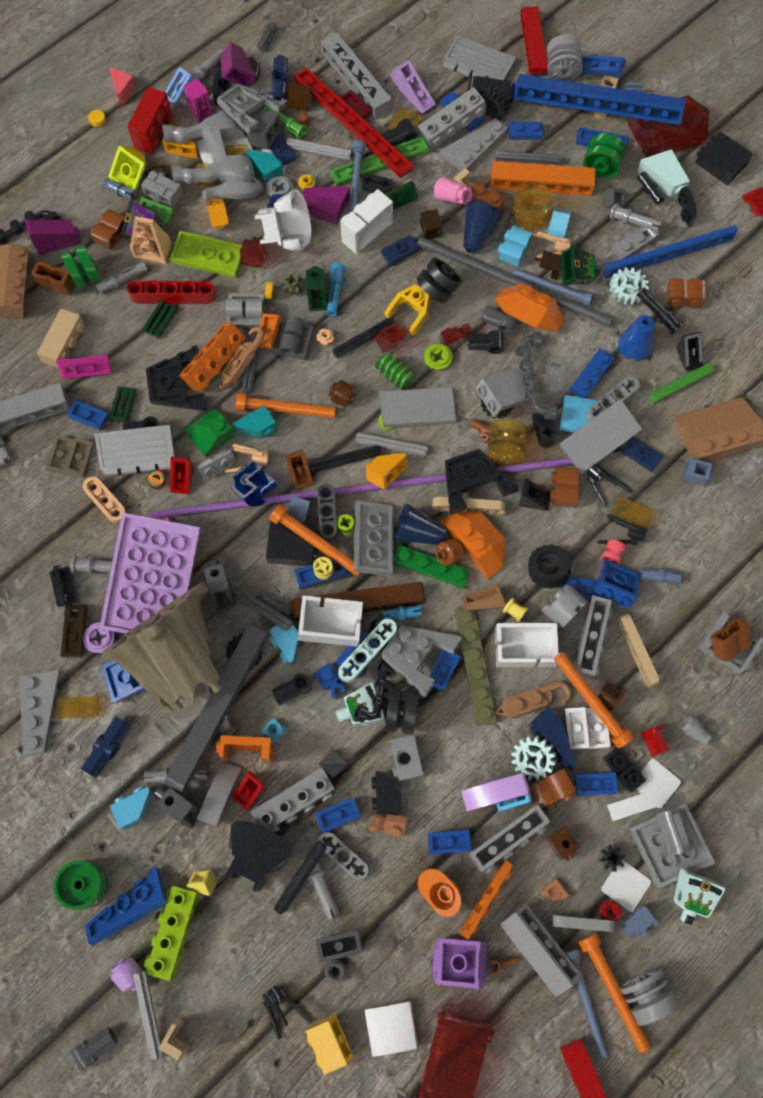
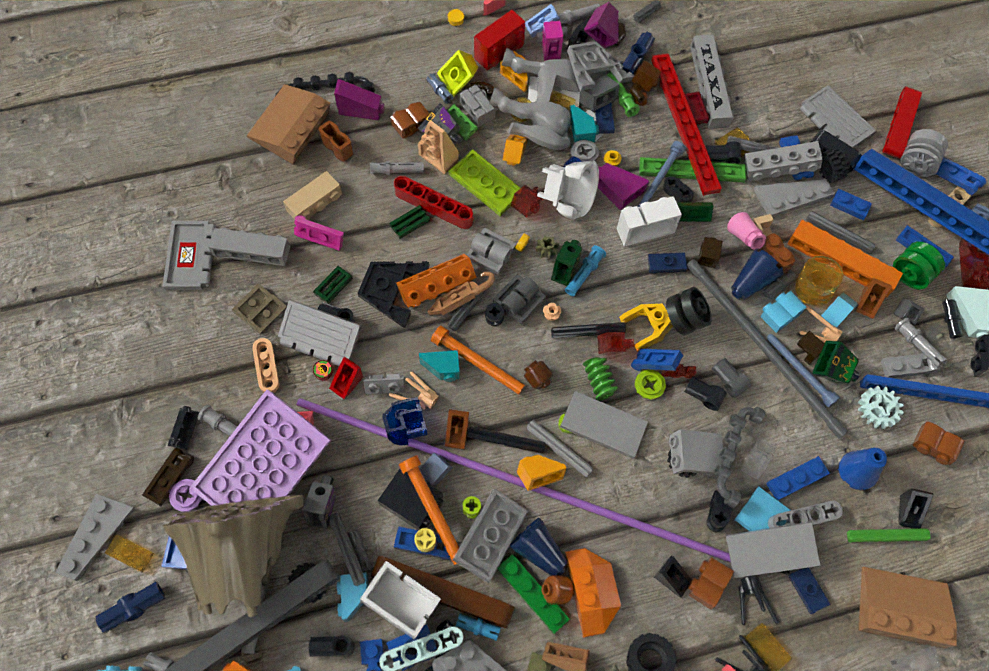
camera: 25 degrees right, 5 degrees down
(82, 266) = (364, 142): green wheel -> none
(87, 415) = (296, 279): blue plate -> none
(210, 432) = (395, 350): green slope -> none
(270, 324) = (503, 278): orange plate -> none
(277, 366) = (494, 319): none -> black wheel
(297, 114) = (636, 93): none -> dark brown arm
(319, 148) = (640, 132): light grey axle -> none
(327, 503) = (459, 475): dark grey beam -> none
(412, 86) = (759, 114): lavender slope -> none
(417, 118) = (750, 145): none -> flat silver axle
(433, 332) = (657, 359): none -> blue plate
(472, 471) = (620, 518): black wing -> none
(482, 428) = (657, 482): dark orange arm -> none
(487, 507) = (590, 543): tan beam -> none
(507, 441) = (674, 506): clear yellow wheel -> none
(531, 307) = (767, 381): orange wedge -> none
(580, 199) = (872, 297): none -> dark orange slope
(665, 317) = (902, 457): black pin -> none
(697, 472) = (866, 640): sand blue brick -> none

